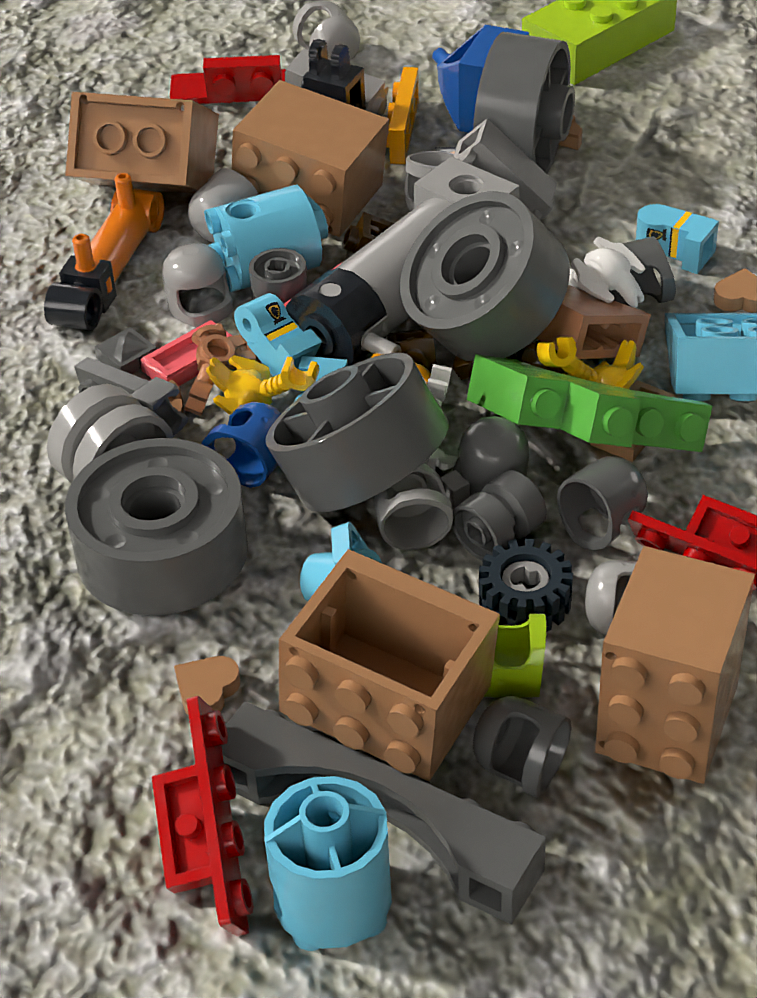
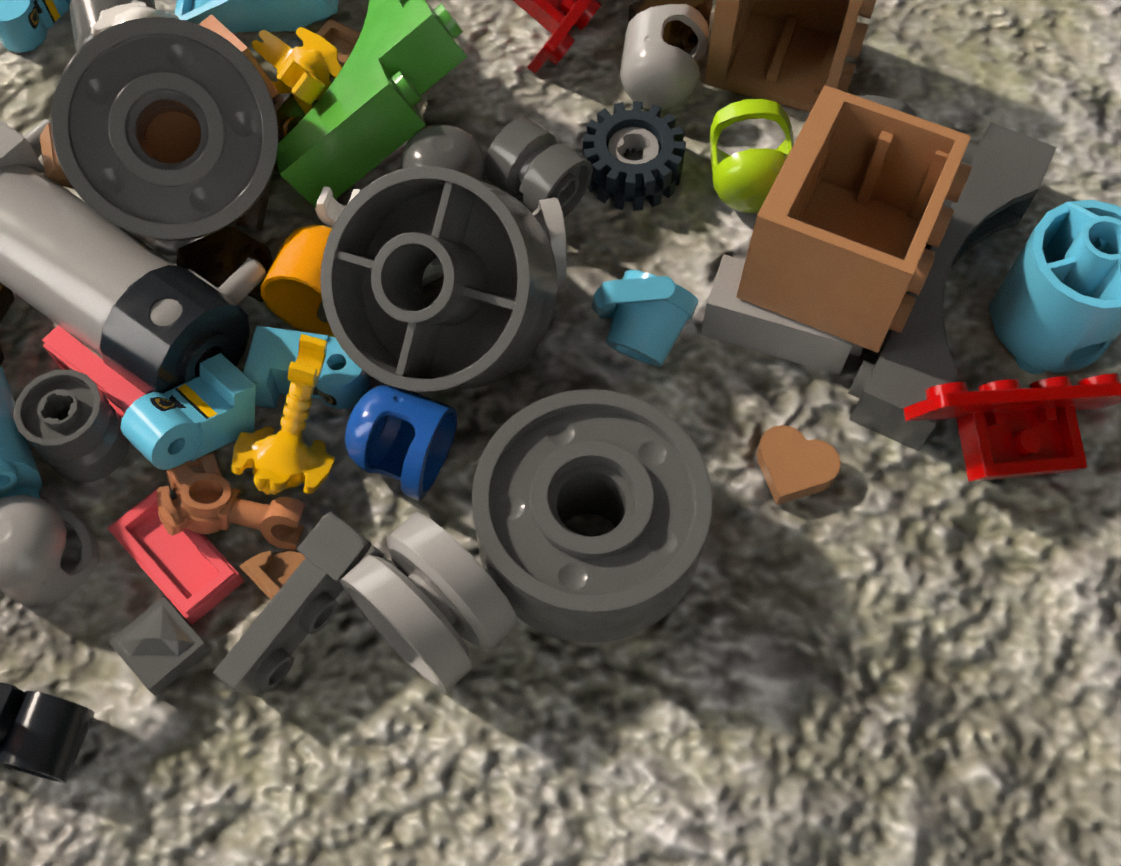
camera: 95 degrees left, 20 degrees up
(608, 486) = (499, 65): dark grey helmet -> none

